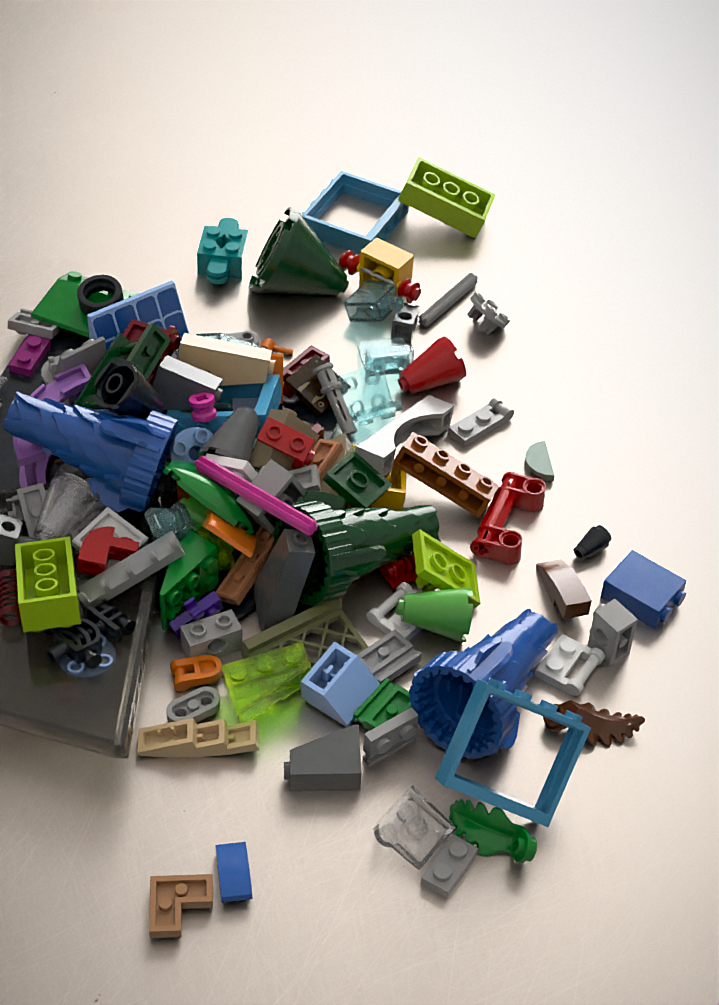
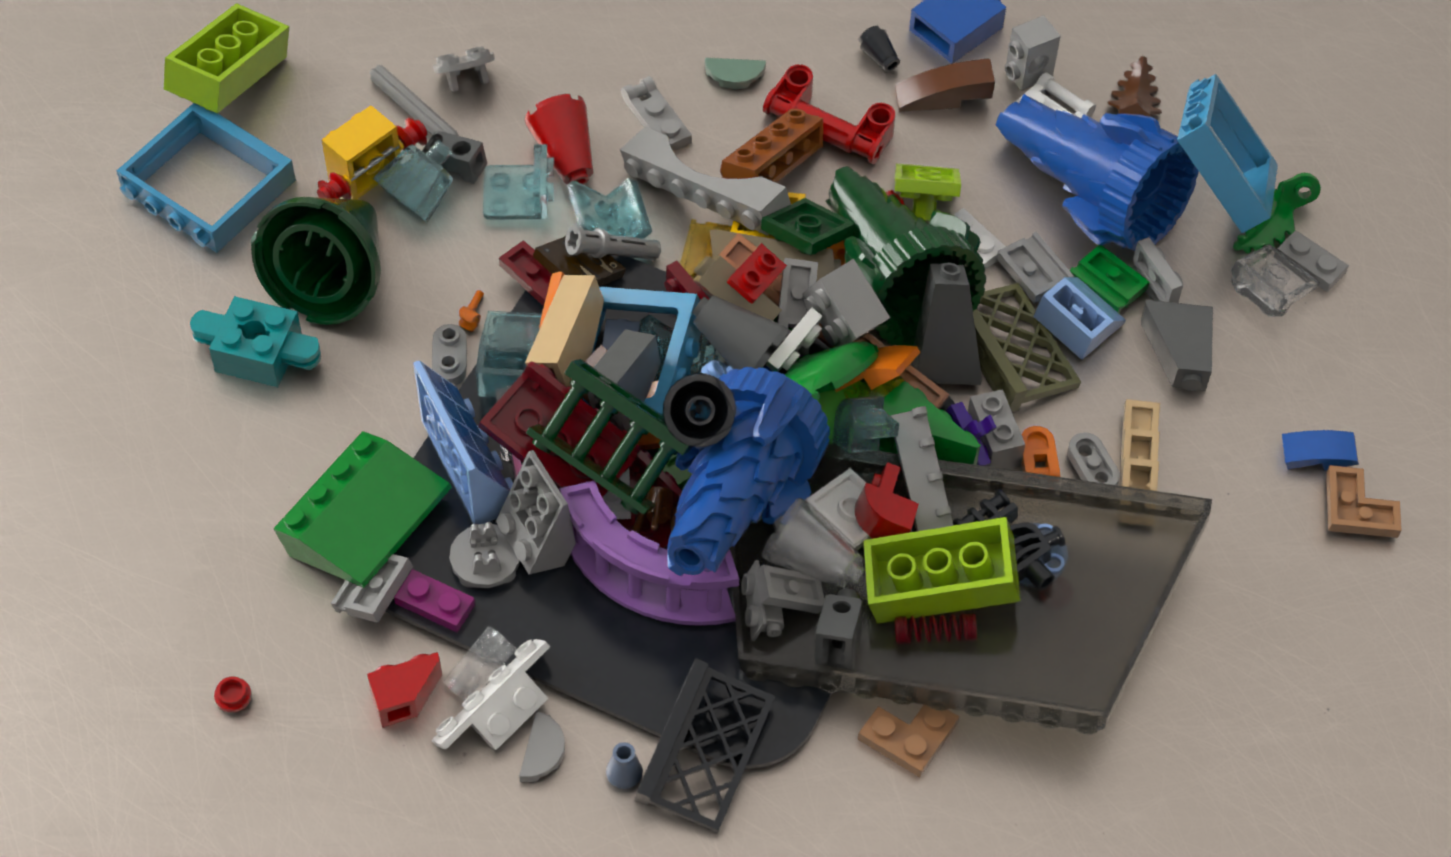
camera: 80 degrees left, 10 degrees up
(97, 284) = (373, 456): black tyre -> none
(202, 407) = (672, 368): dark pink wheel -> none
(256, 495) = (869, 308): dark pink axle -> none
(264, 679) = (1077, 381): clear neon green wedge -> none
(439, 611) = (991, 192): bright green cone -> none

